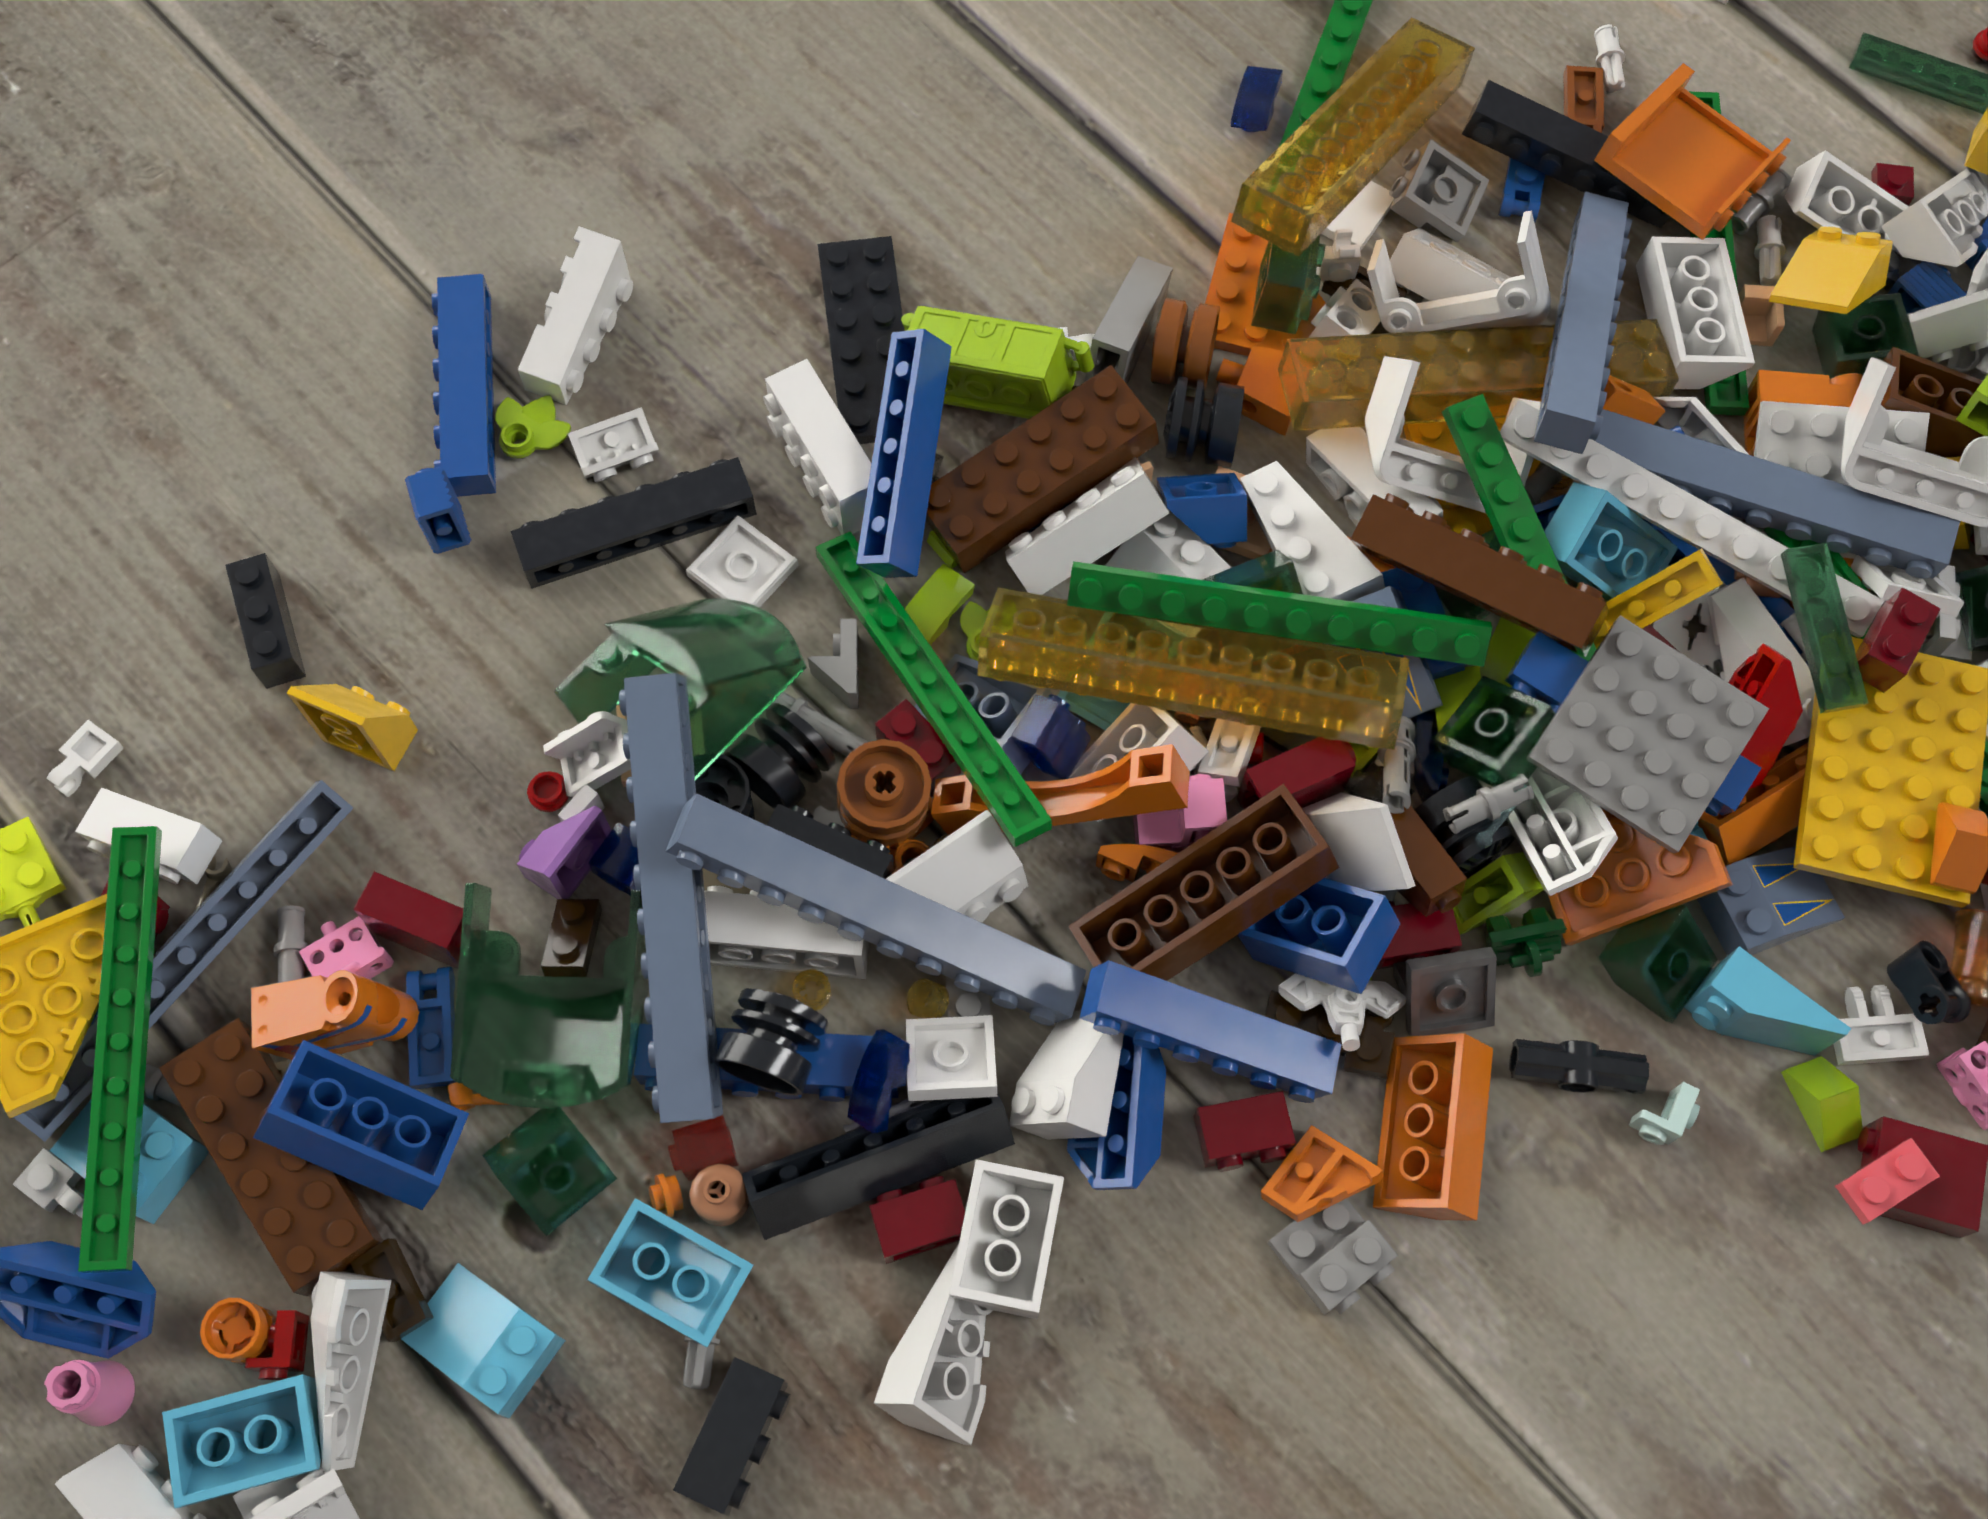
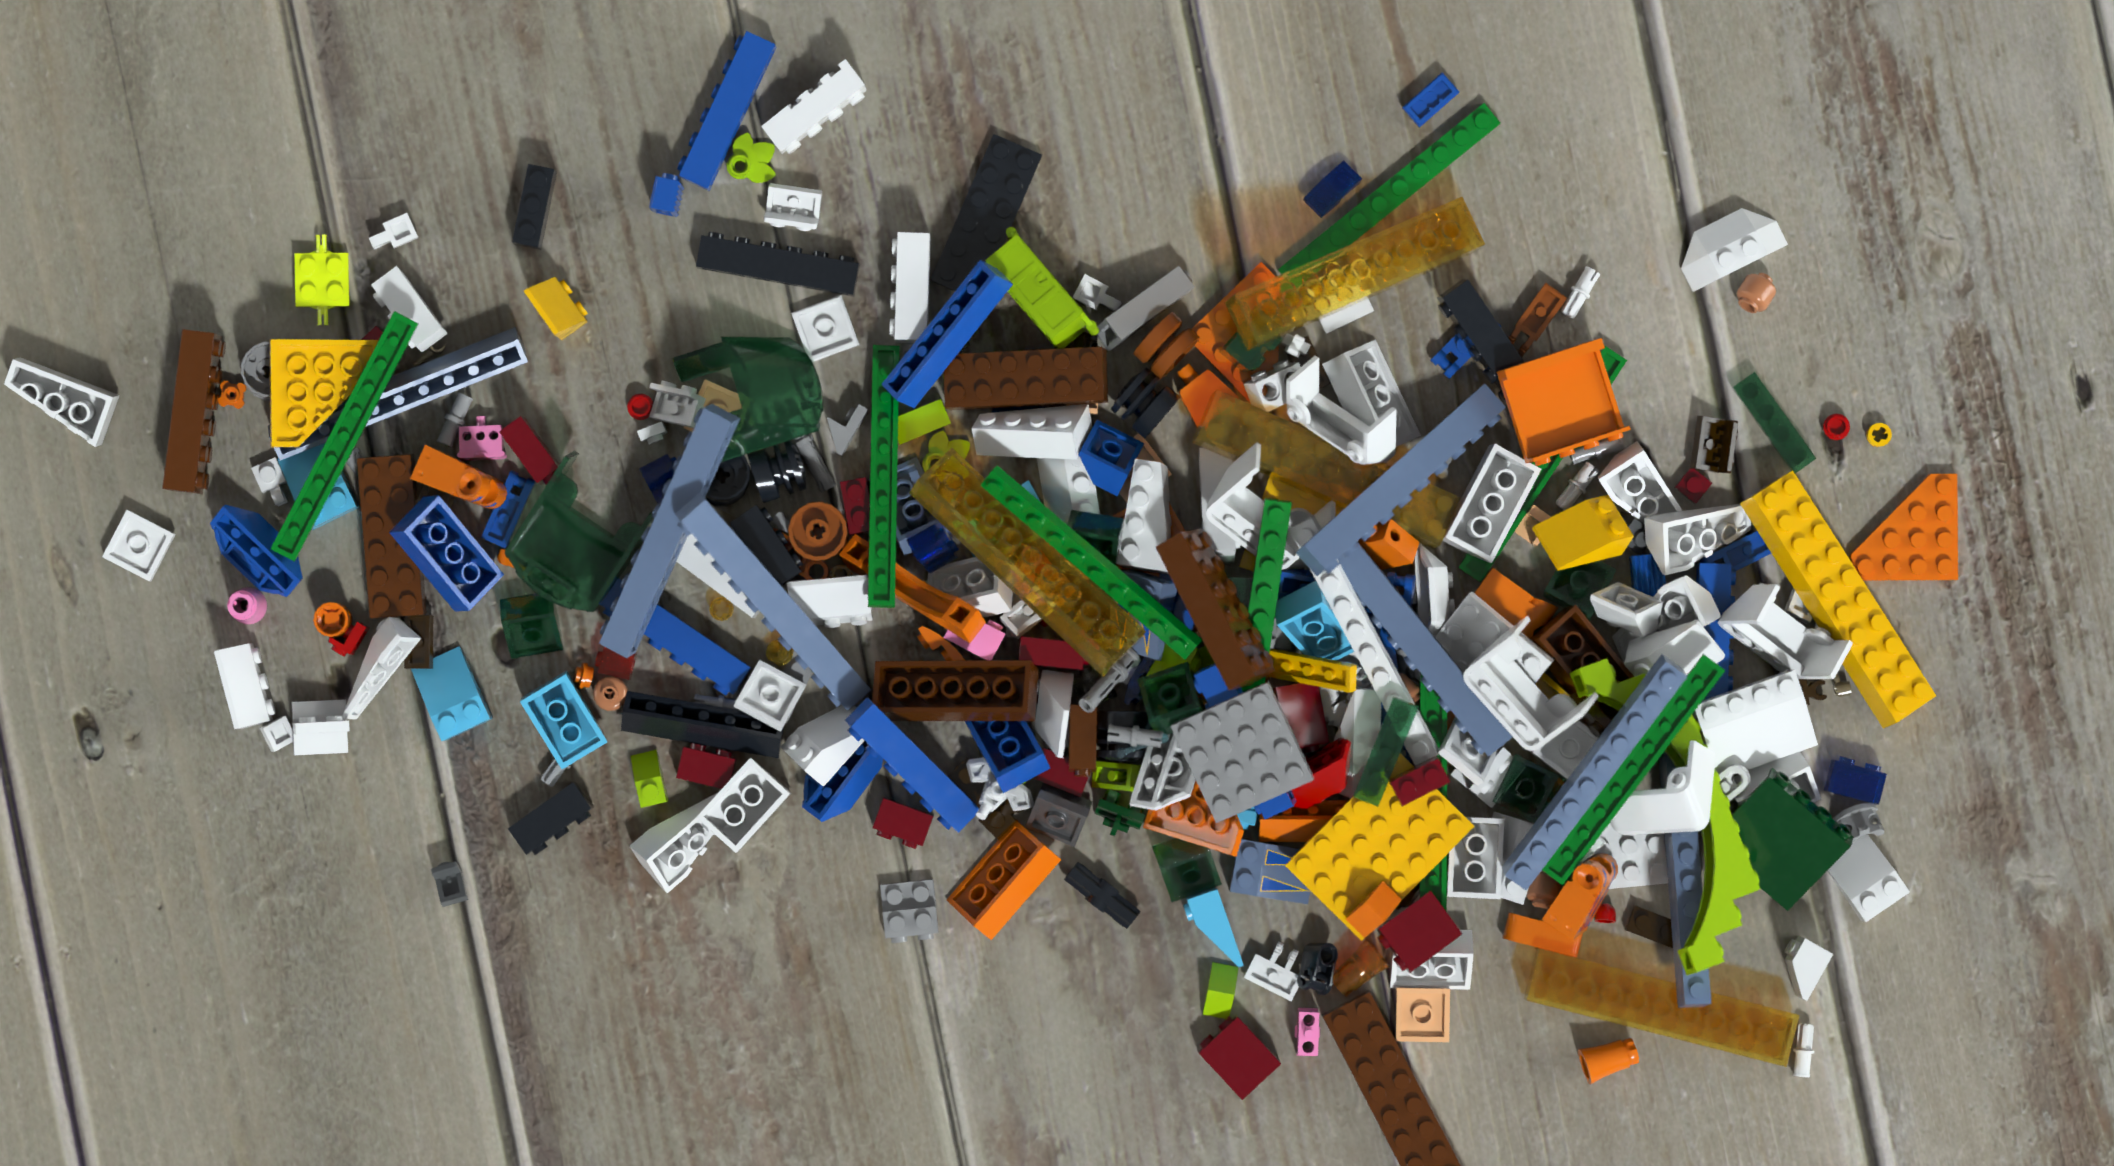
camera: 30 degrees right, 20 degrees up
(242, 1440) = (311, 679): medium azure slope -> none
(562, 852) = (627, 453): medium lavender slope -> none
(571, 938) = (608, 504): dark brown plate -> none
(775, 1032) = (678, 636): black wheel -> none
(847, 1288) = (649, 778): none -> lime slope
(880, 1070) = (725, 684): clear blue slope -> none
(1318, 1176) = (925, 868): orange wing -> none
(1438, 190) = (1399, 325): light grey plate -> none
(1677, 1115) = (1137, 950): light aqua bracket -> none
(1885, 125) = (1714, 445): none -> dark brown bracket
(1887, 1181) = (1212, 1048): coral plate -> none

